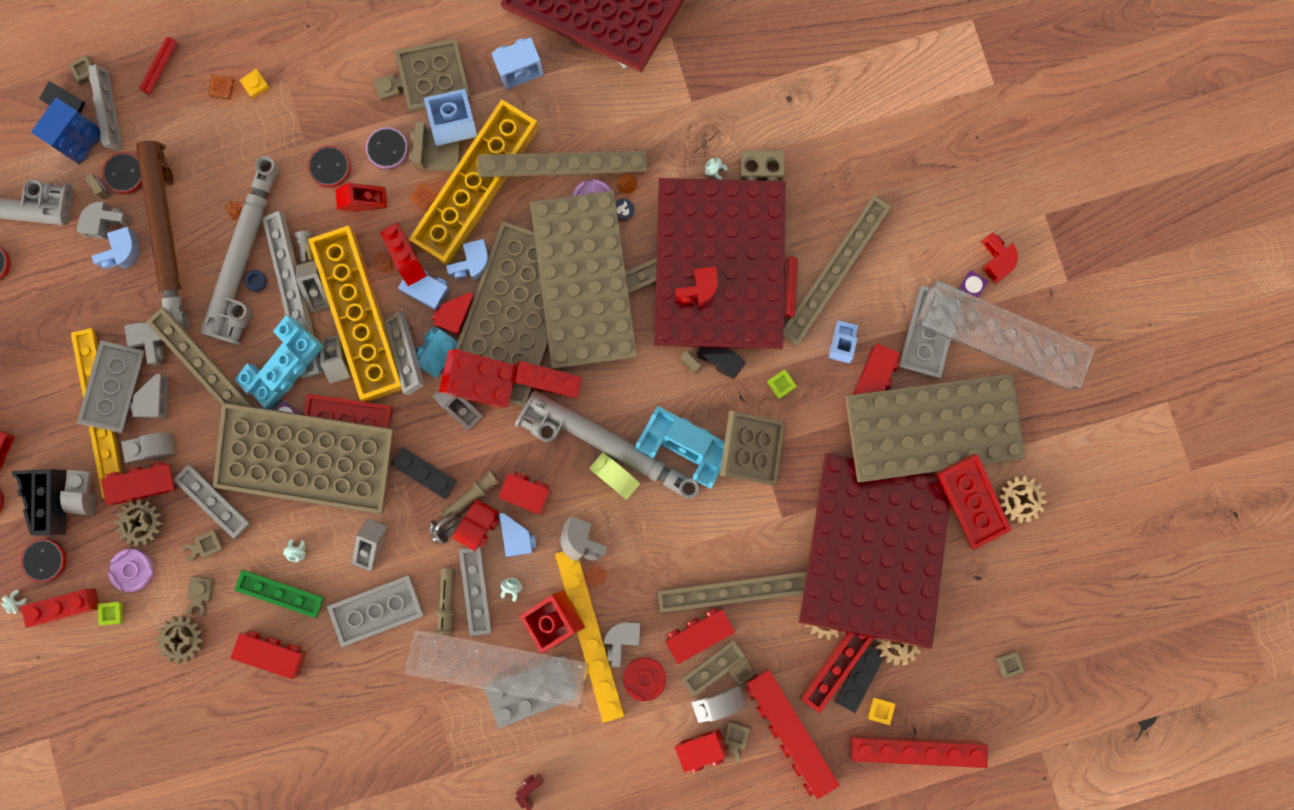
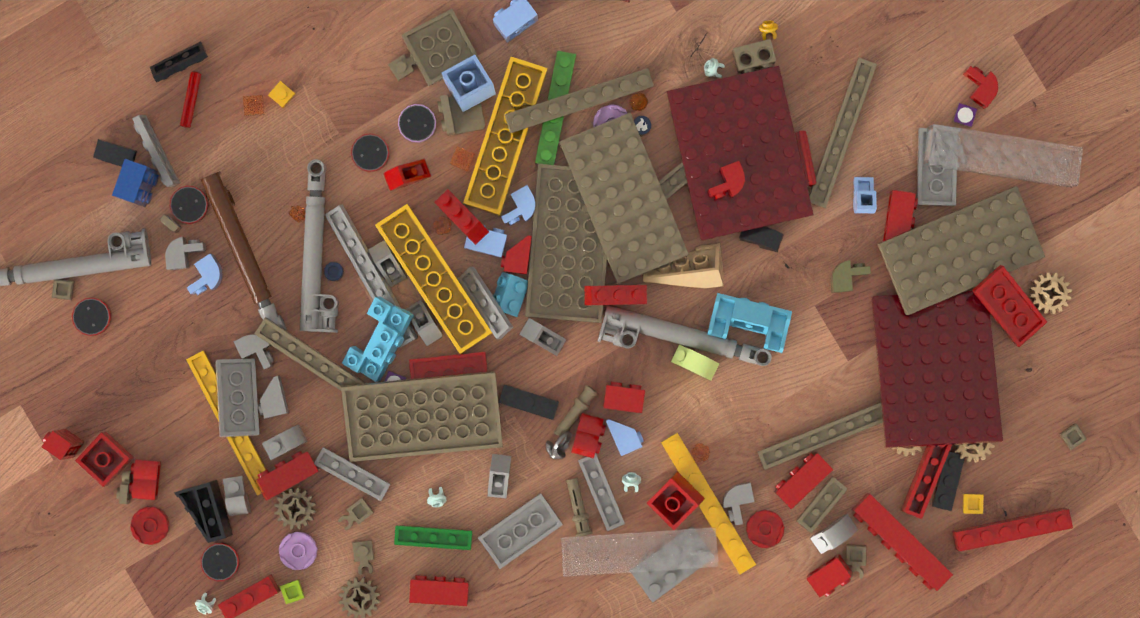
camera: 25 degrees left, 5 degrees up
(80, 69) = (123, 120): dark tan tile -> none
(156, 24) = (178, 62): none -> black plate
(304, 246) = (367, 225): light grey pin -> none
(477, 378) = (558, 310): red brick -> none
(530, 185) = (552, 129): none -> bright green plate
(575, 541) = (676, 426): light grey brick -> none
(641, 375) = (698, 269): none -> tan wedge
(690, 362) = (735, 247): dark tan tile -> none
(742, 672) = (847, 501): dark tan tile -> none
(752, 448) = (809, 309): dark tan plate -> none
(781, 384) = (819, 245): lime plate -> none
(784, 140) = (768, 27): none -> yellow plate
(798, 423) = (842, 276): none -> olive brick

